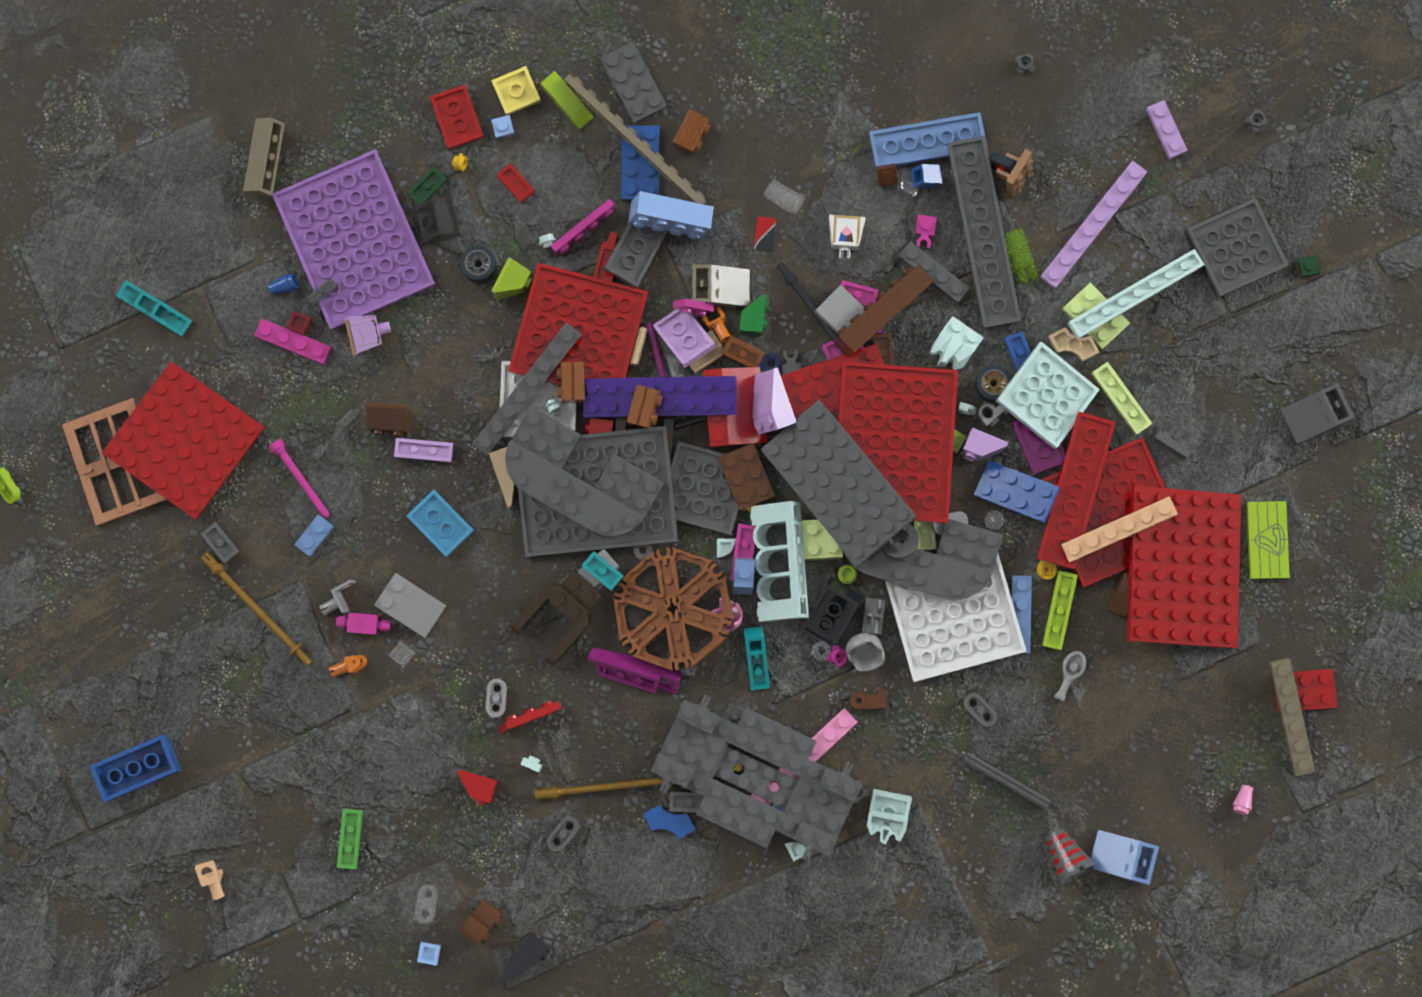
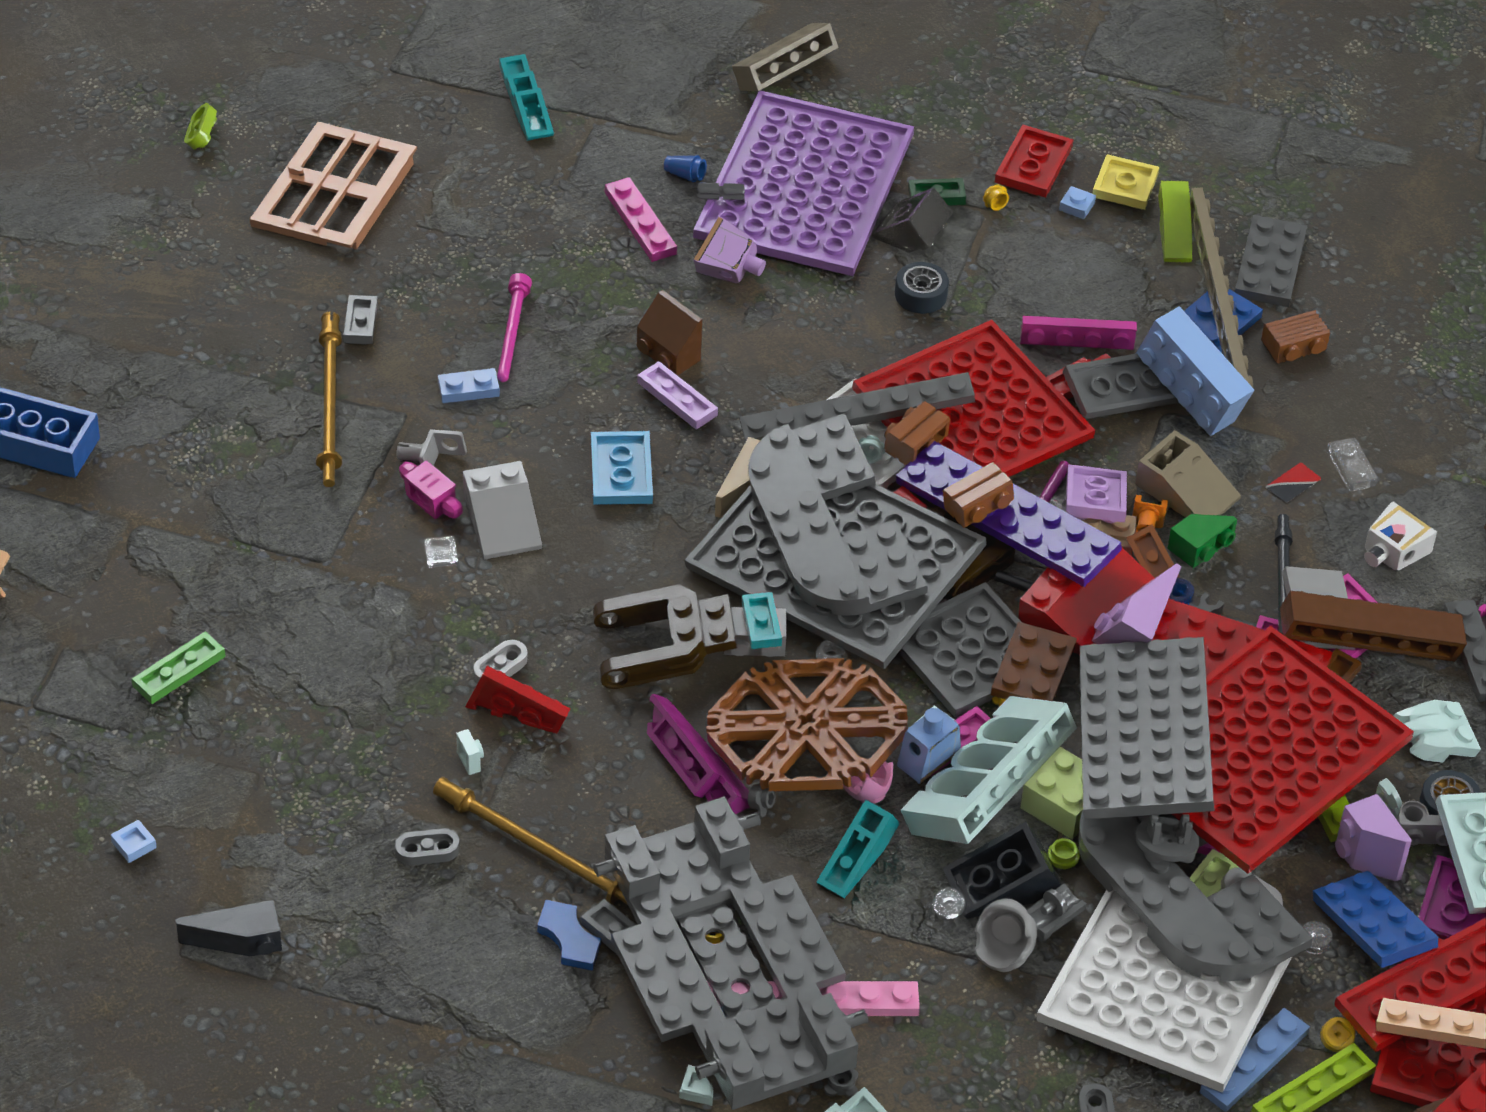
camera: 35 degrees right, 35 degrees down
(183, 440) = (426, 213): red plate -> none
(299, 323) = (666, 206): dark red plate -> none
(350, 664) = (370, 514): orange piece -> none
(426, 903) = (185, 794): clear plate -> none
(478, 786) = (384, 727): red slope -> none
(481, 921) = (230, 855): reddish brown brick -> none
(512, 280) = (940, 312): lime slope -> none
(515, 183) = (1040, 254): red tile -> none
(547, 240) = (1018, 314): light aqua plate -> none
(638, 347) = (1034, 471): tan slope -> none
(690, 306) = (1136, 468): dark pink plate -> none
(842, 656) = (955, 918): dark pink plate -> none
(874, 701) = (958, 997): reddish brown leg -> none

